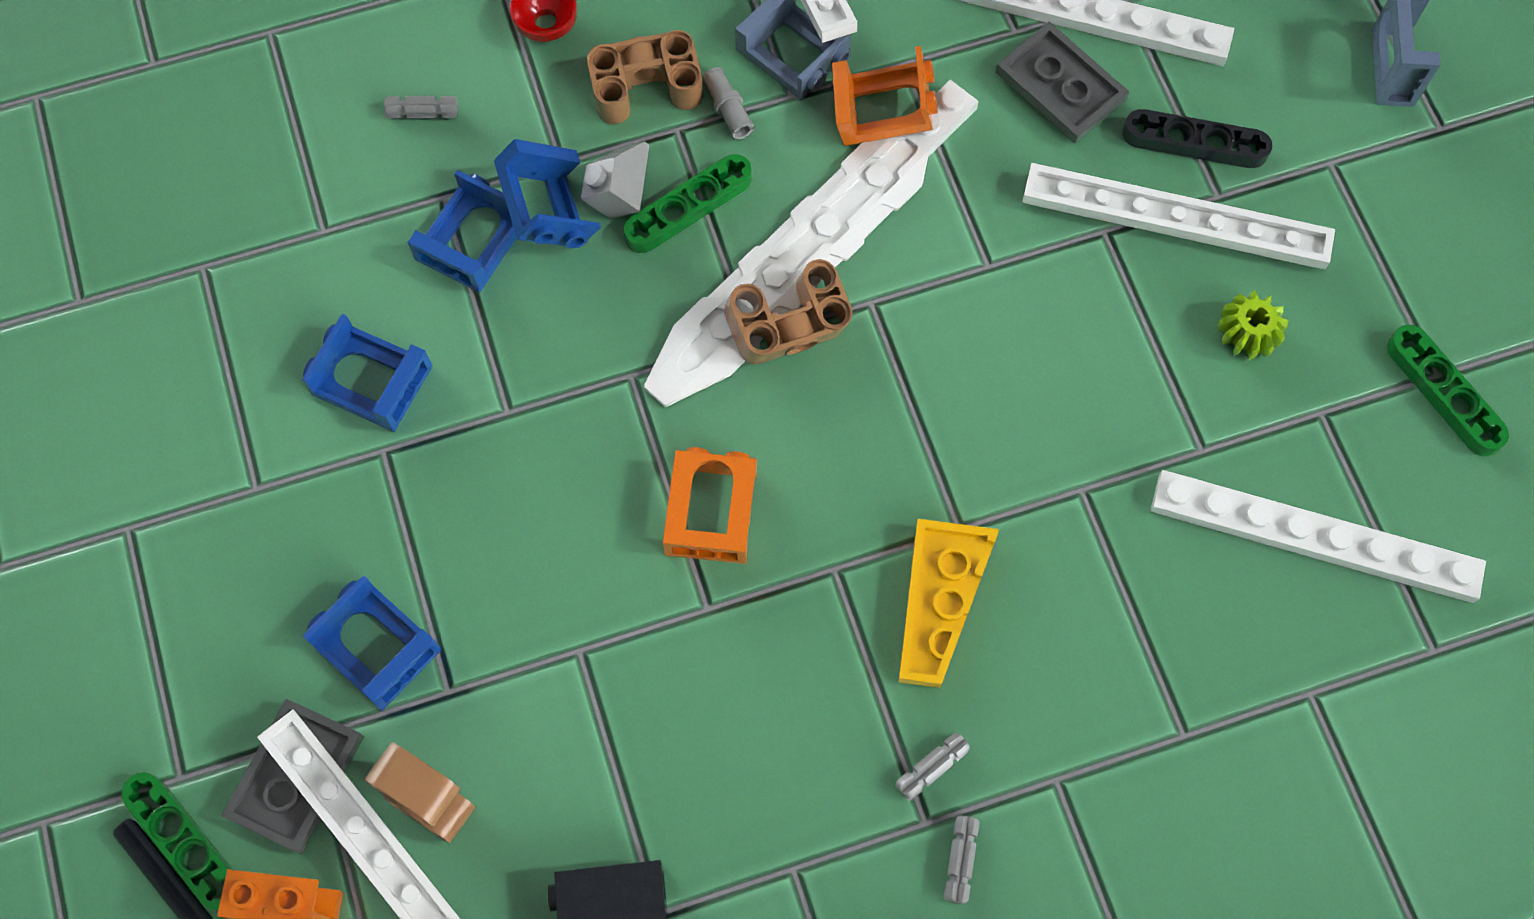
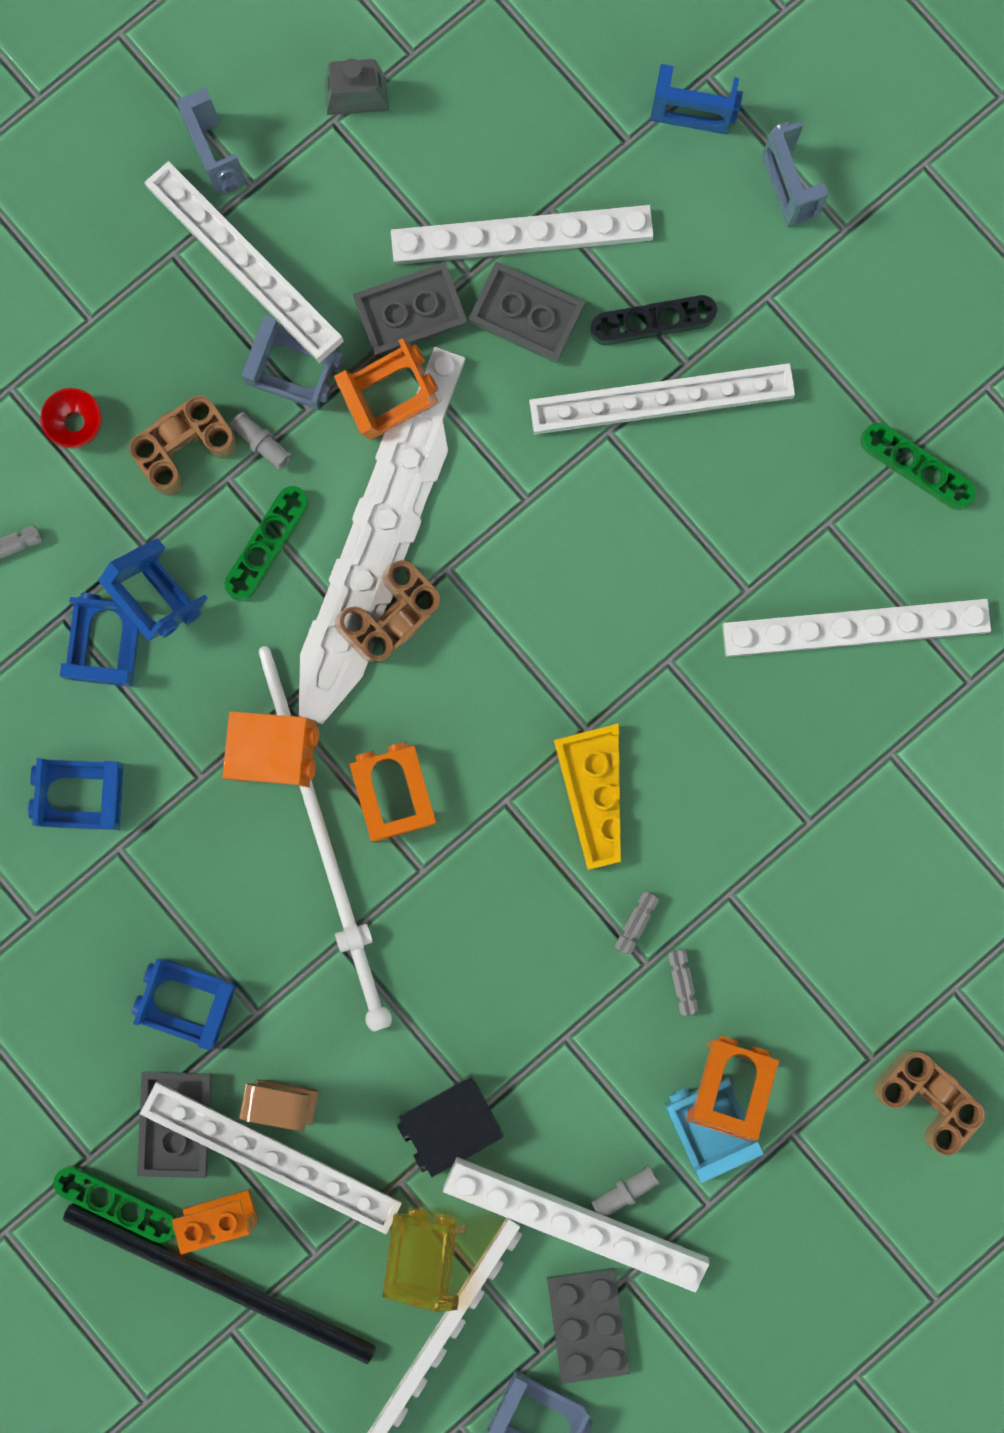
camera: 25 degrees left, 15 degrees up
(595, 647) = (353, 936): none -> white bar
(596, 401) = (270, 749): none -> orange panel
(616, 181) = (201, 548): light grey slope -> none
(951, 34) = (410, 309): none -> dark grey plate
(1261, 314) = (742, 463): lime gear -> none

